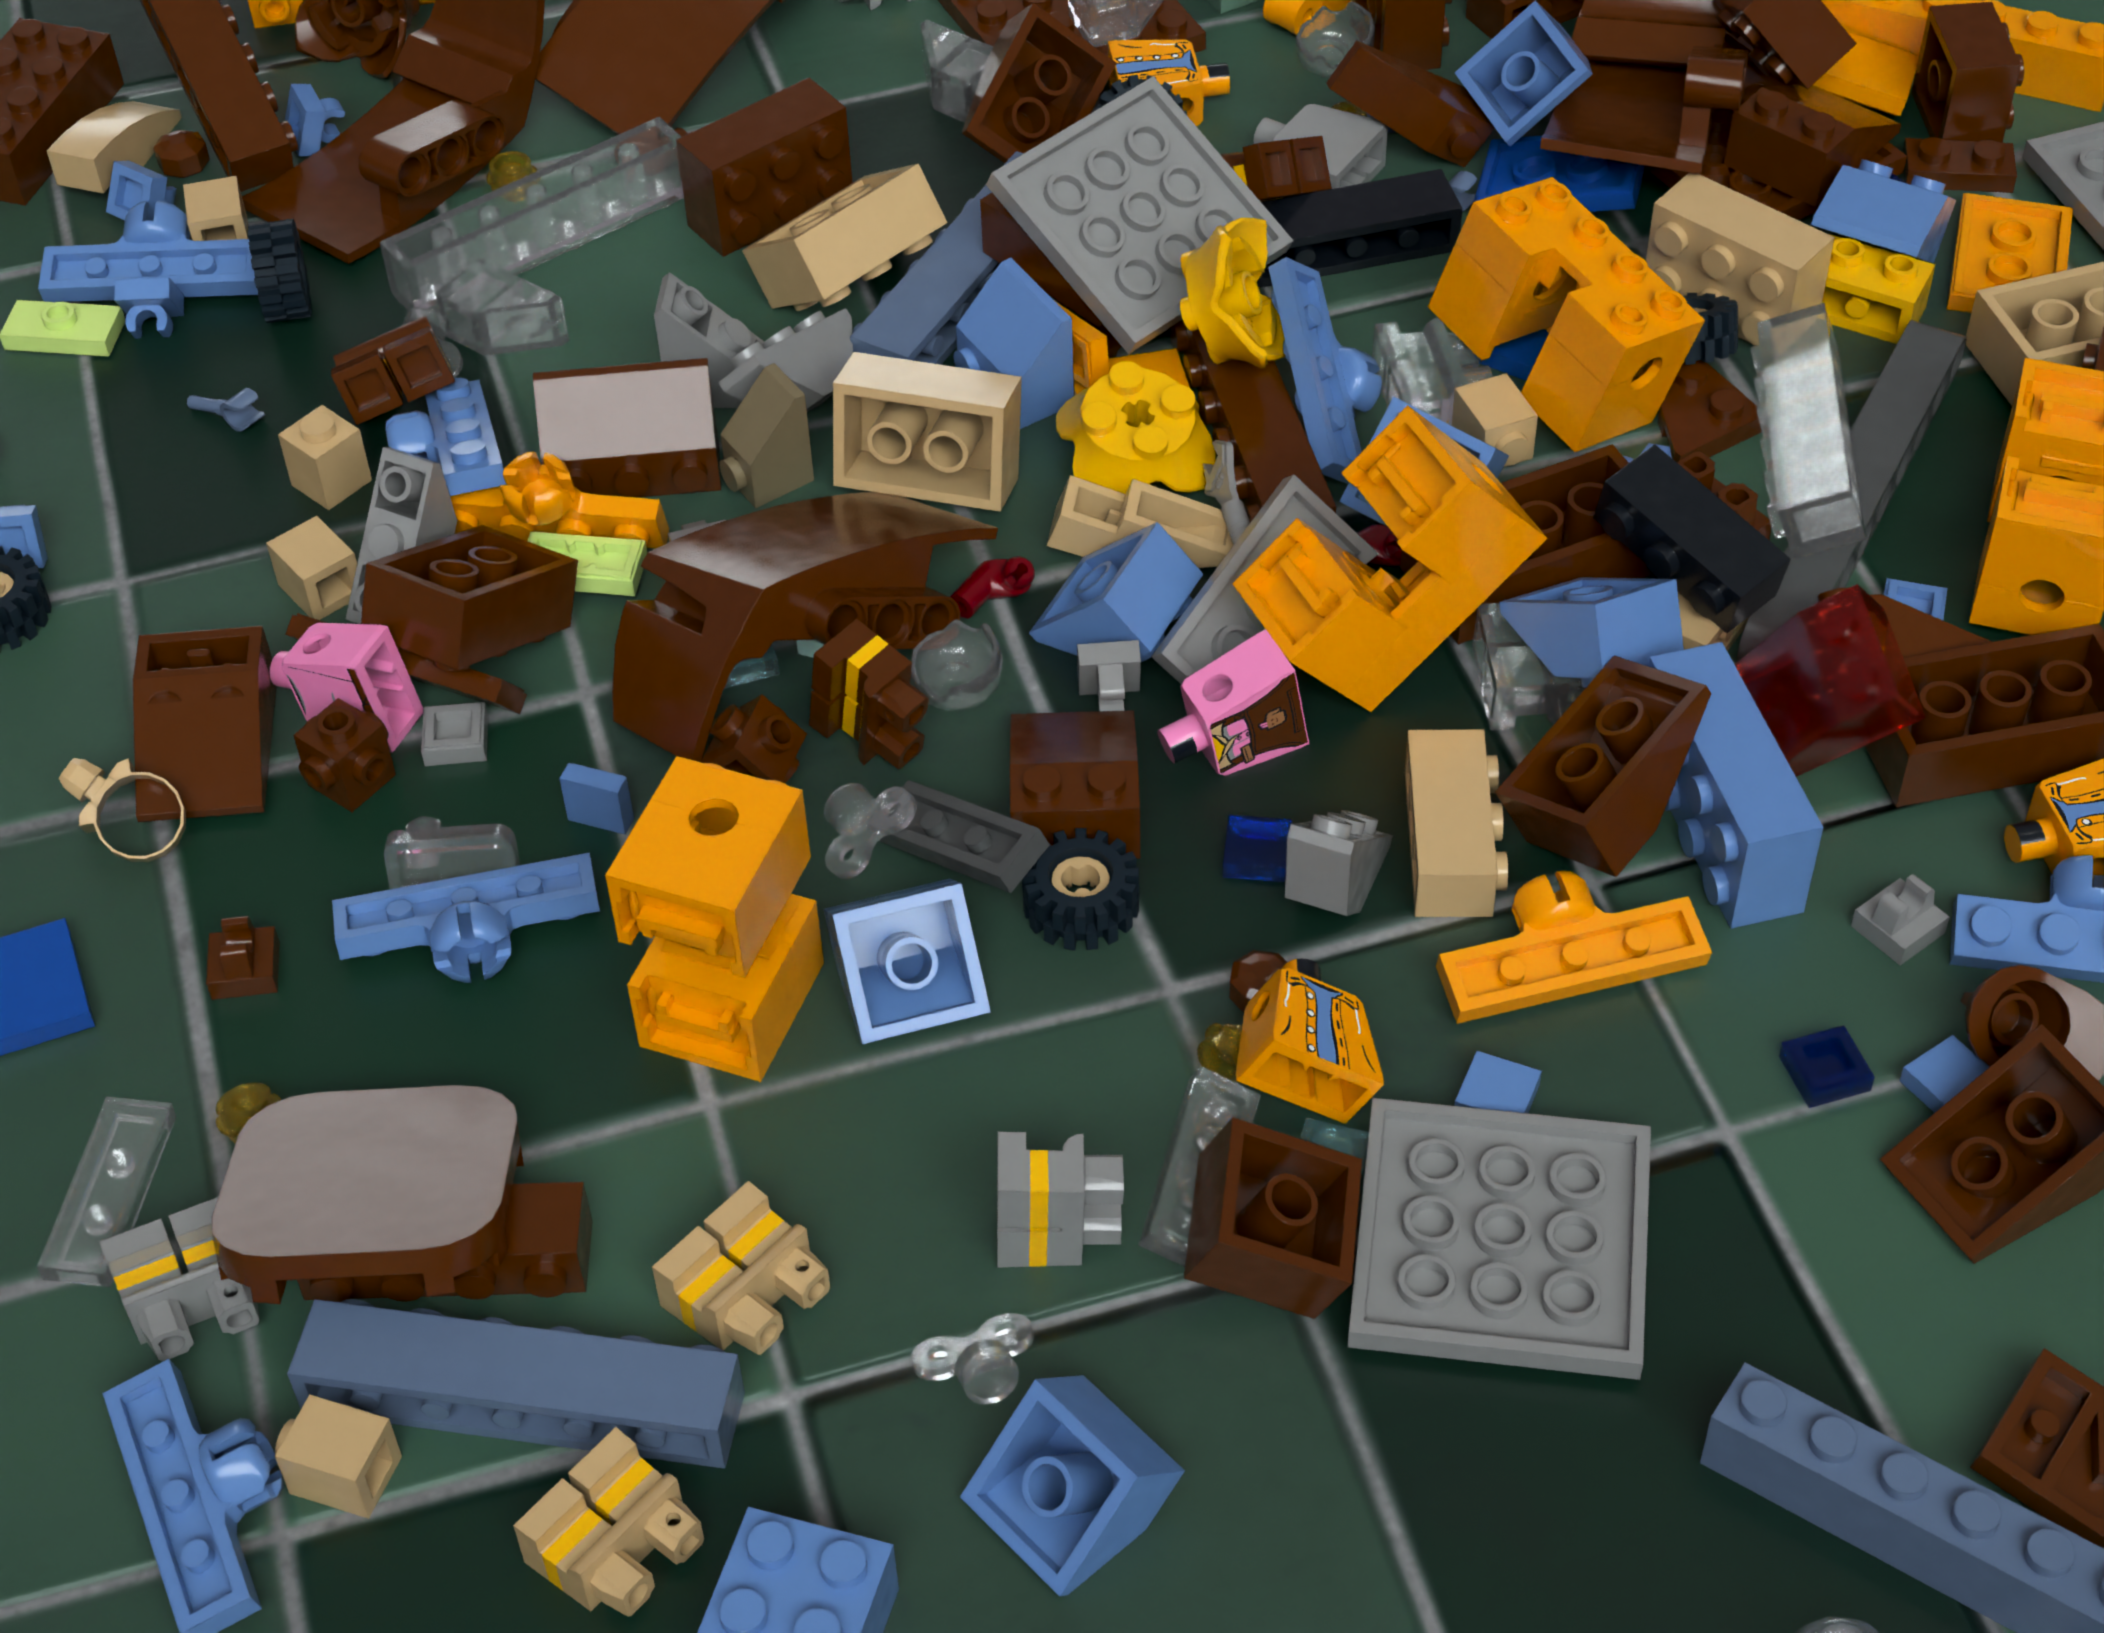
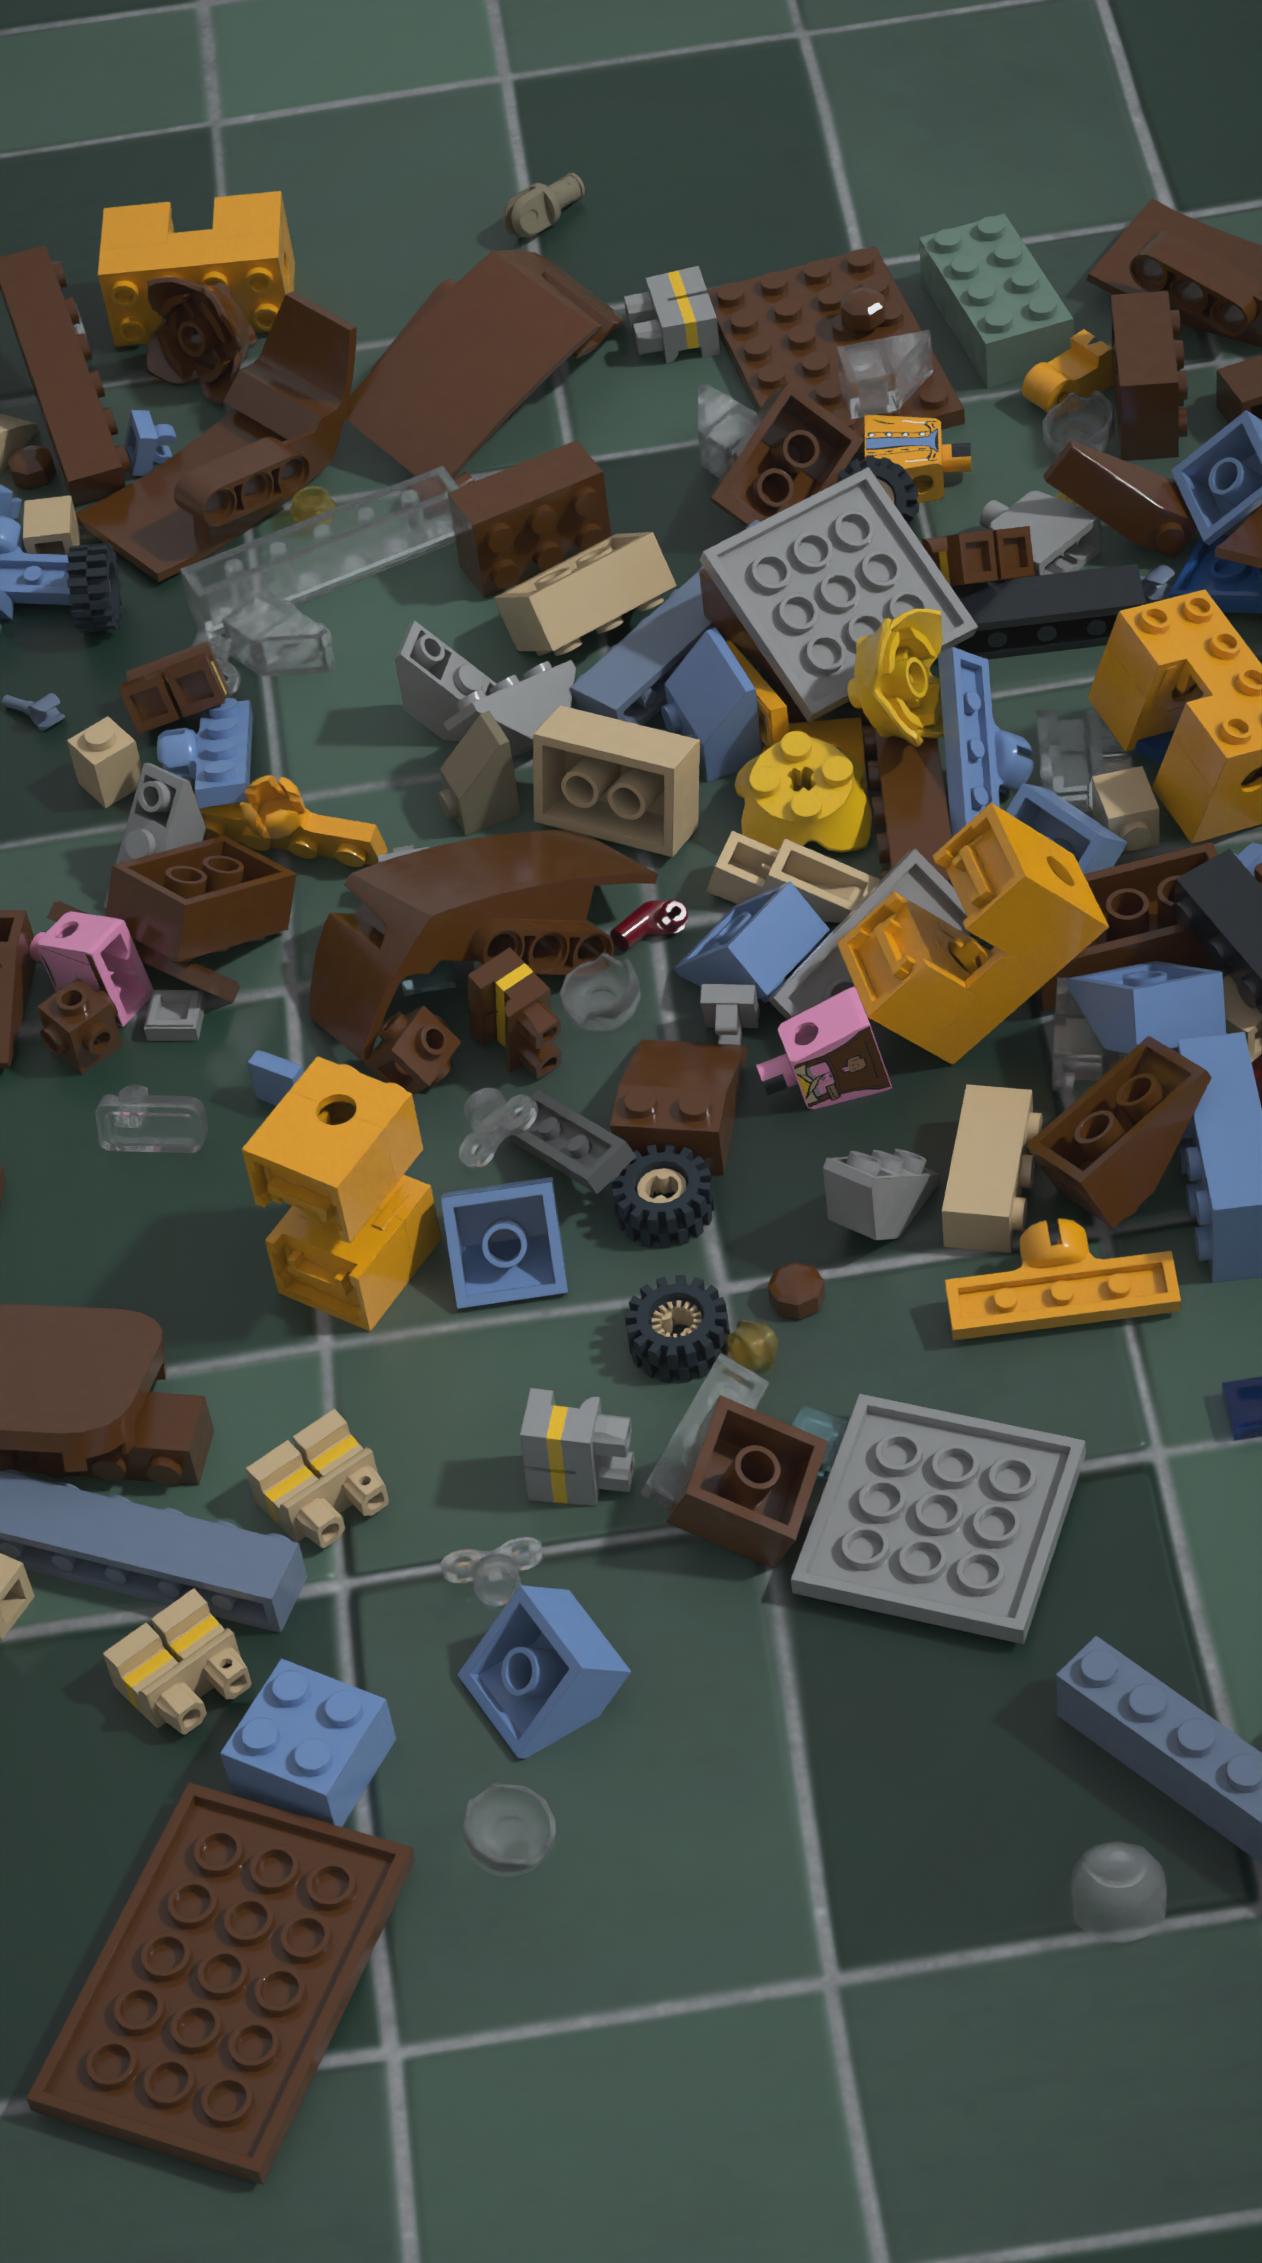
camera: 15 degrees right, 0 degrees up
(313, 567) = (81, 860): tan brick -> none
(466, 915) = (149, 1171): medium blue plate -> none
(603, 562) = (318, 874): yellowish green plate -> none
(632, 427) = (364, 758): slope -> none
(1142, 1013) = (653, 1320): none -> black bush
(1222, 486) = (866, 851): light grey piece -> none
(1256, 848) = (808, 1176): clear blue tile -> none
(1309, 1044) = (815, 1343): light orange torso -> none
(1498, 1085) = (972, 1395): medium blue tile -> none

